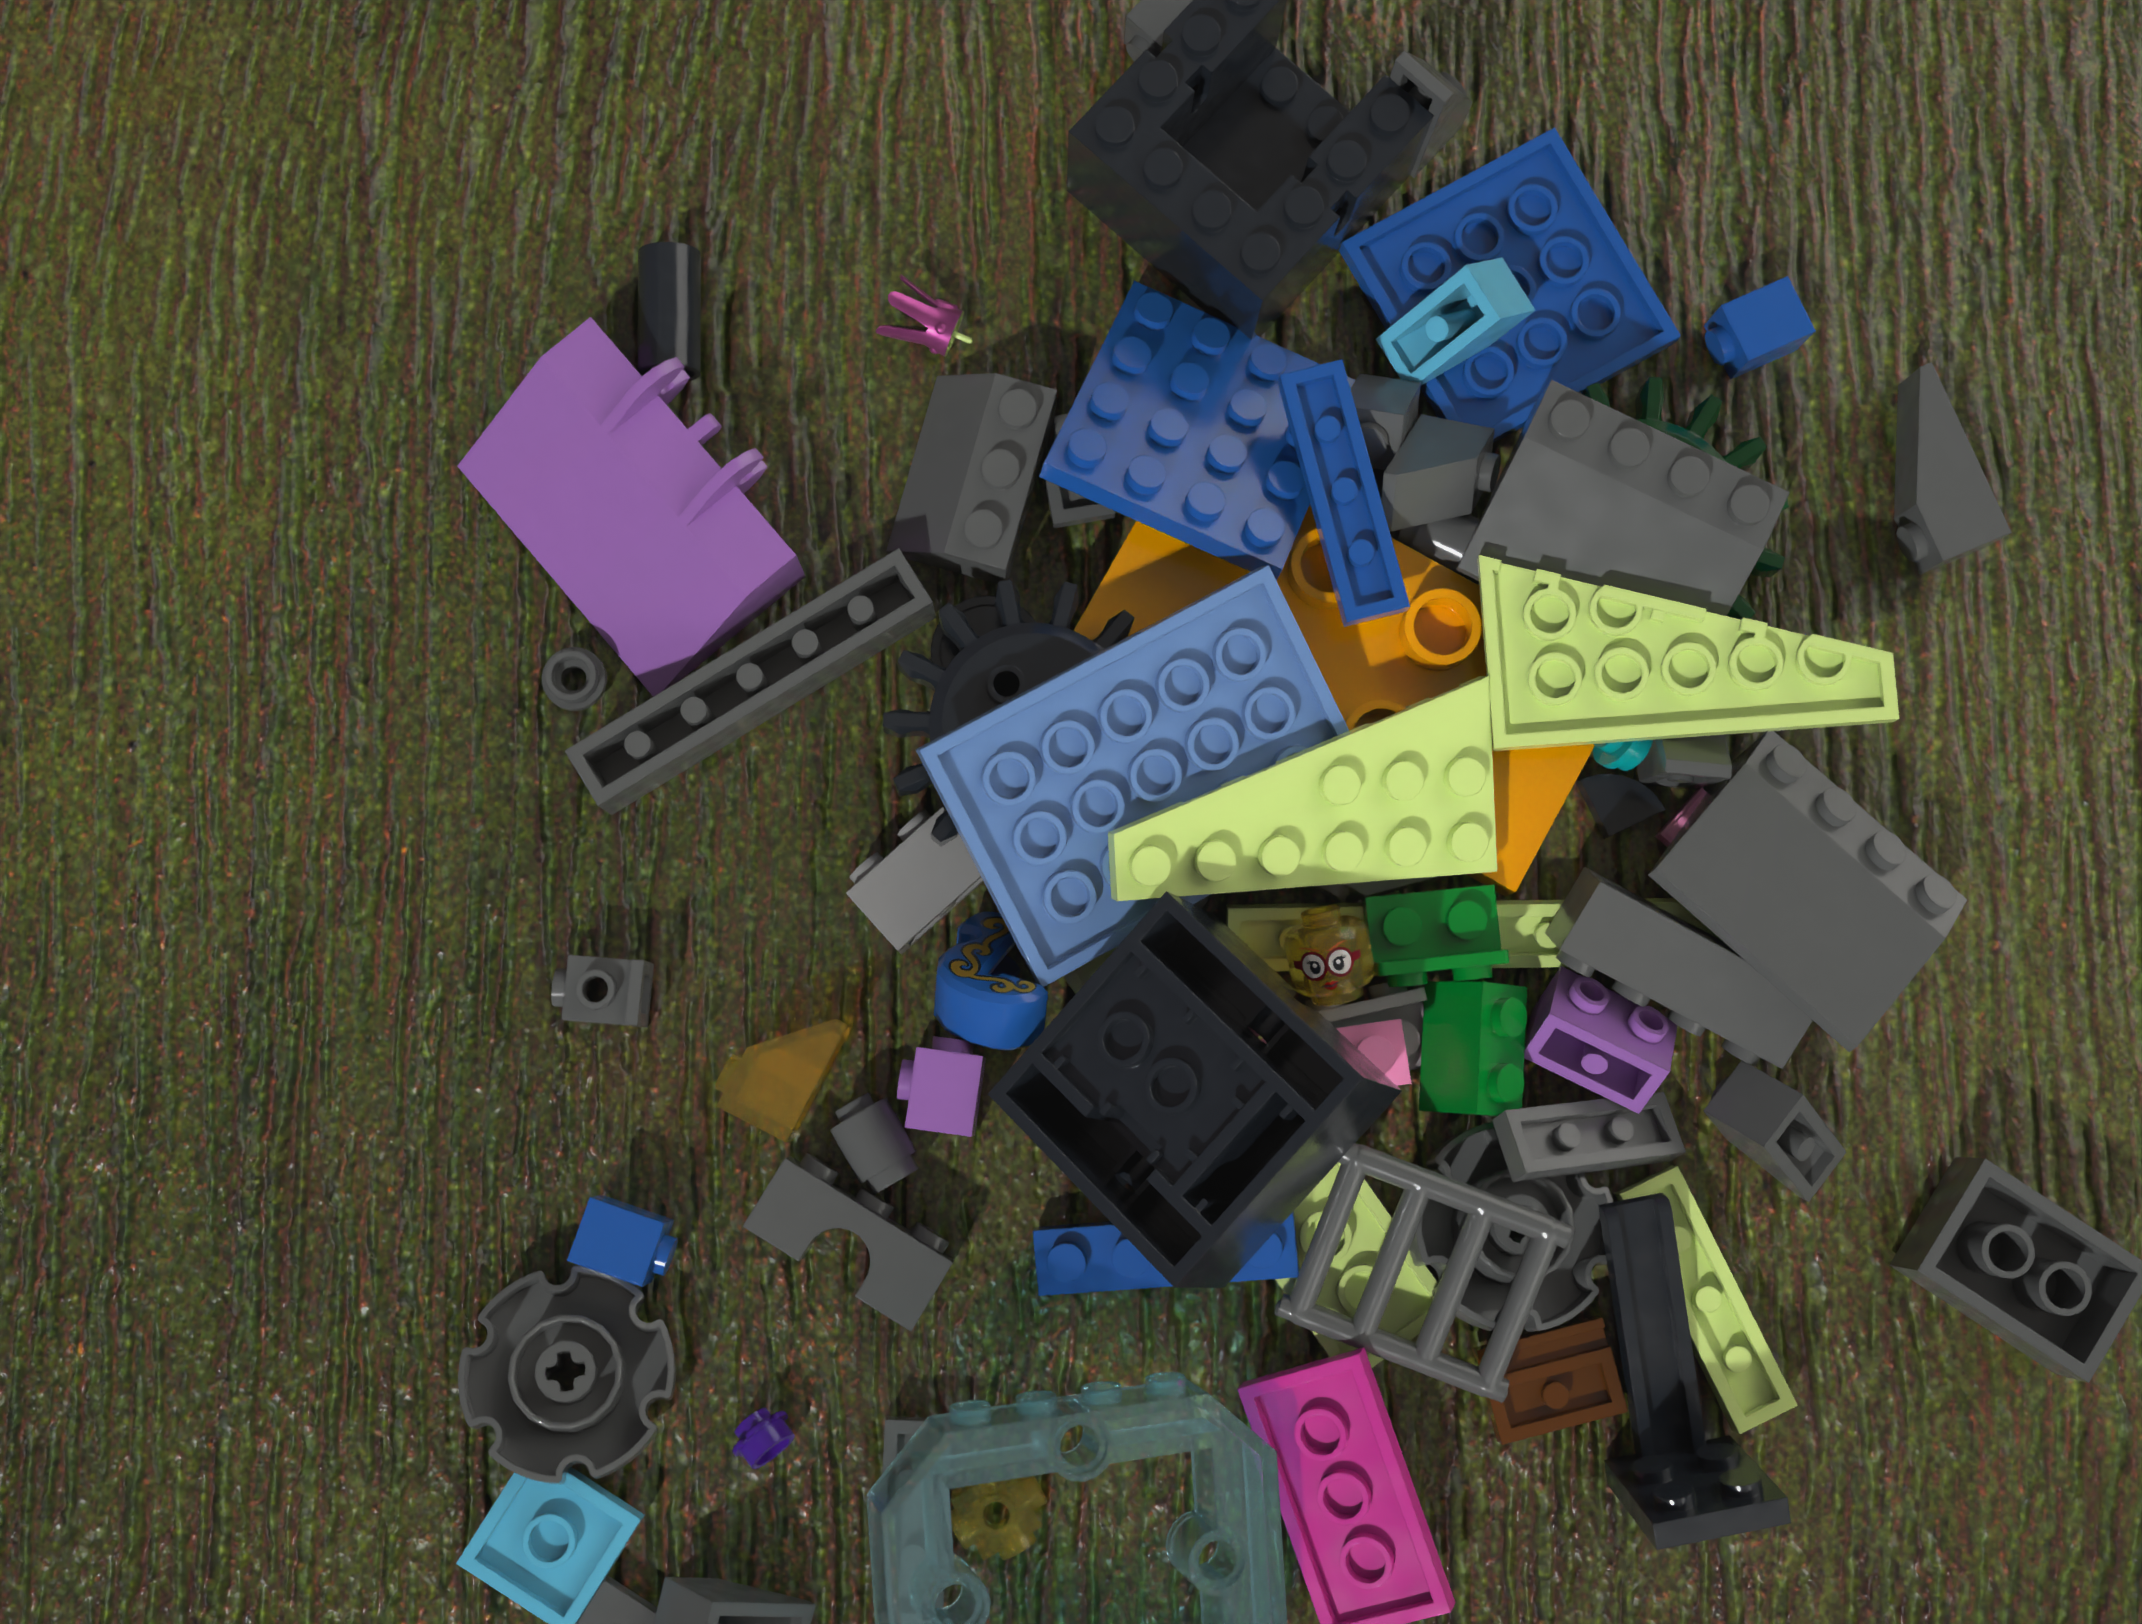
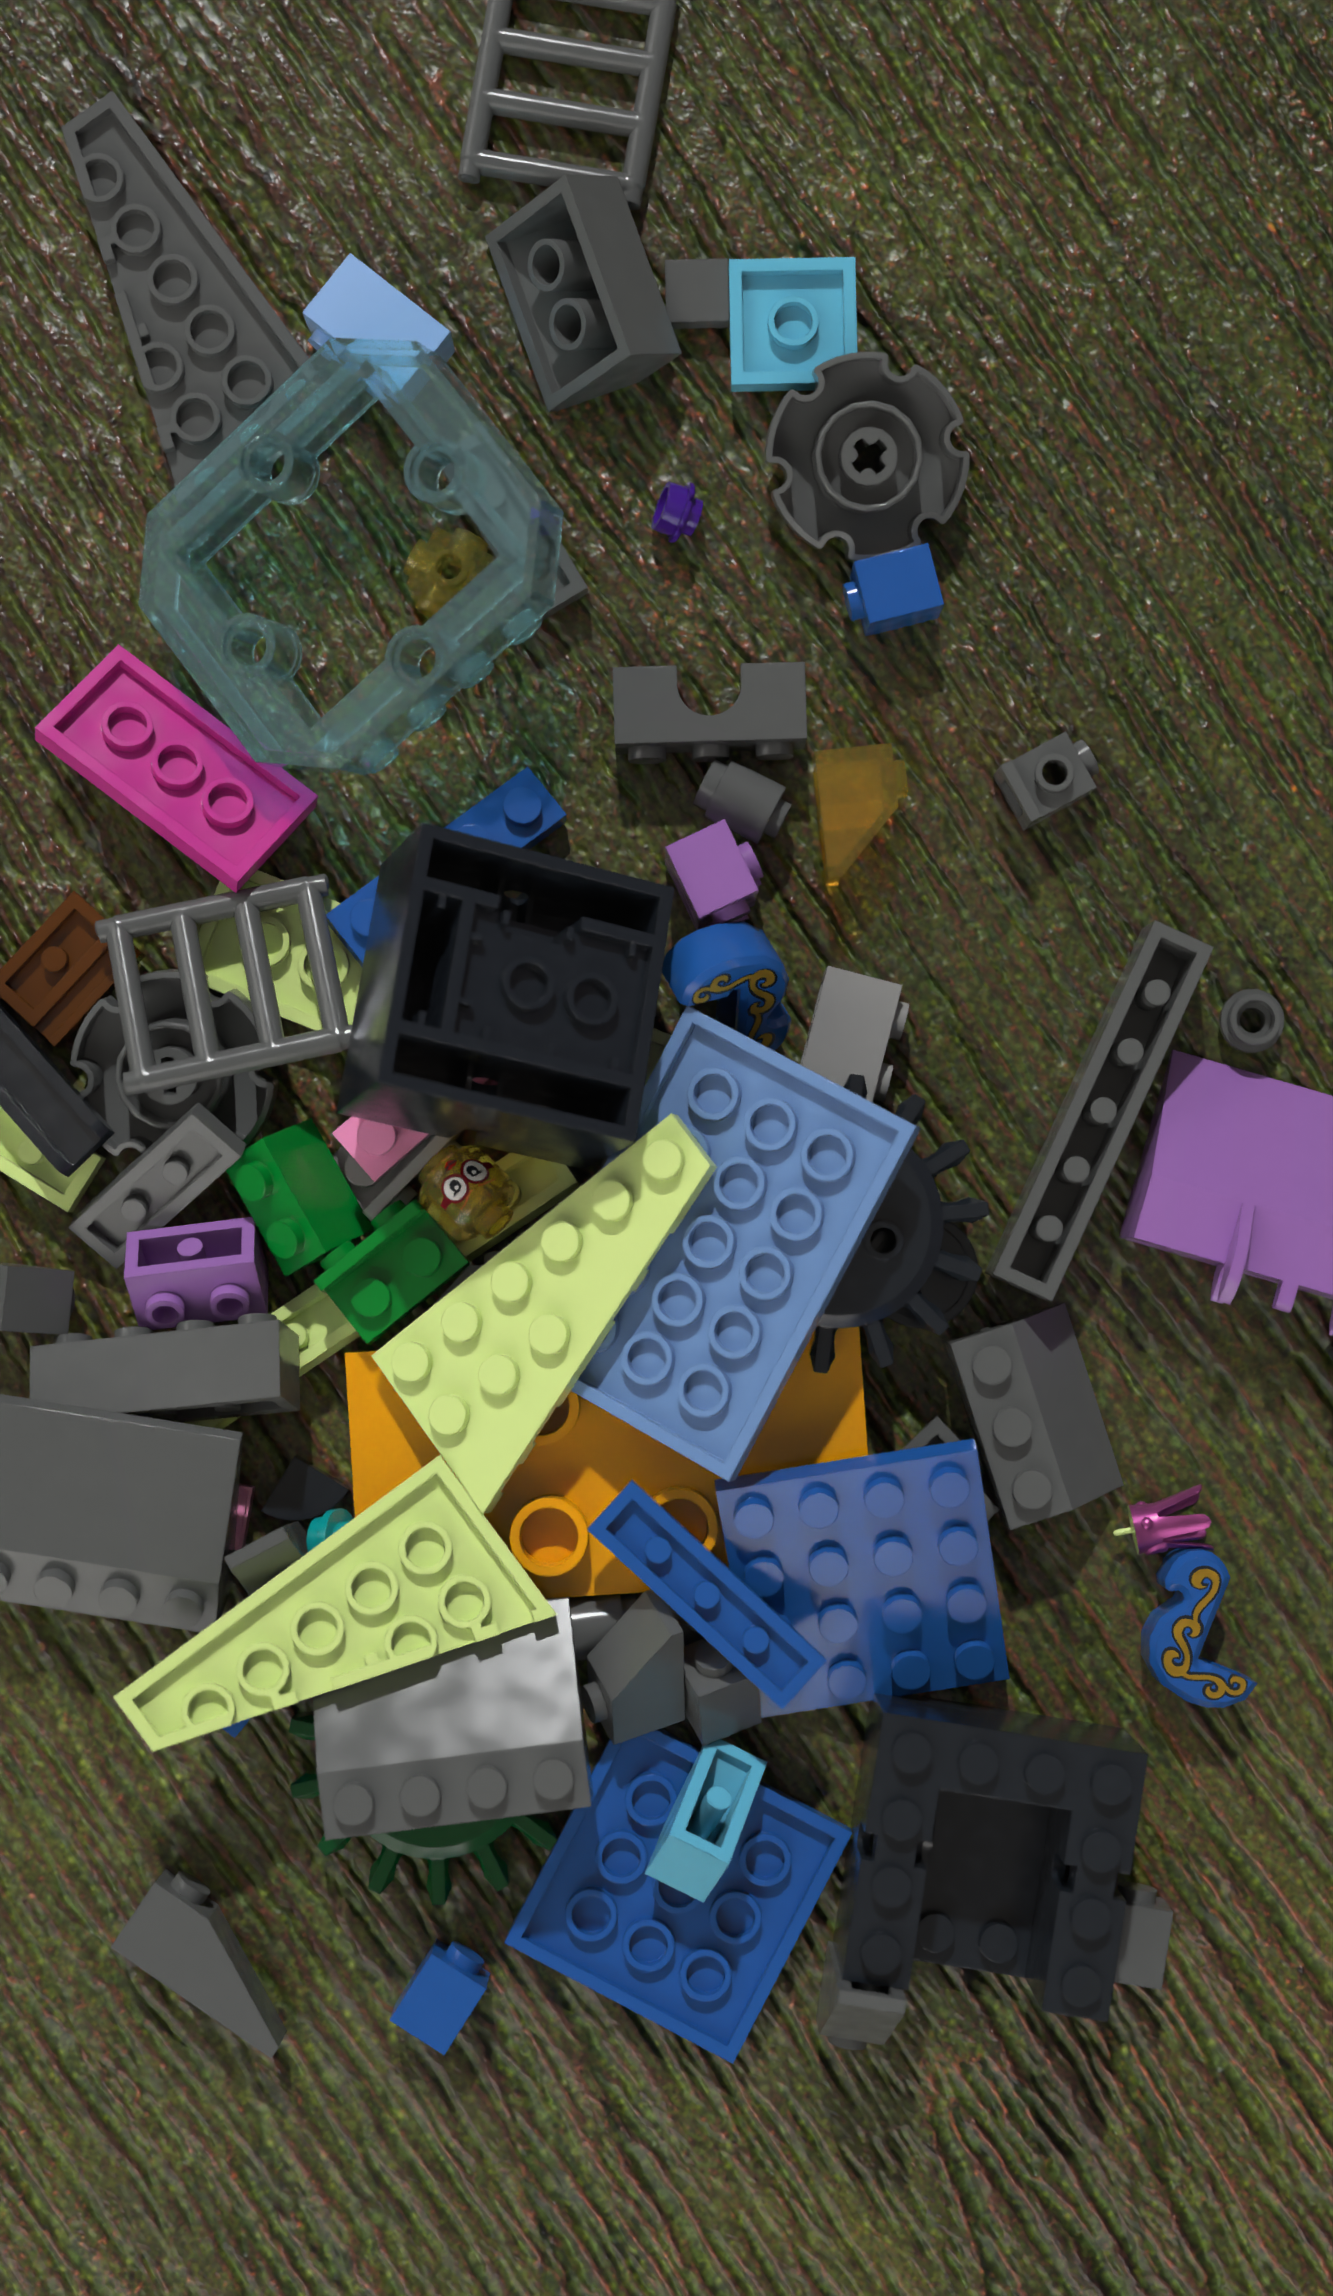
camera: 150 degrees right, 5 degrees up
(968, 233) = (1180, 1626): none -> blue animal

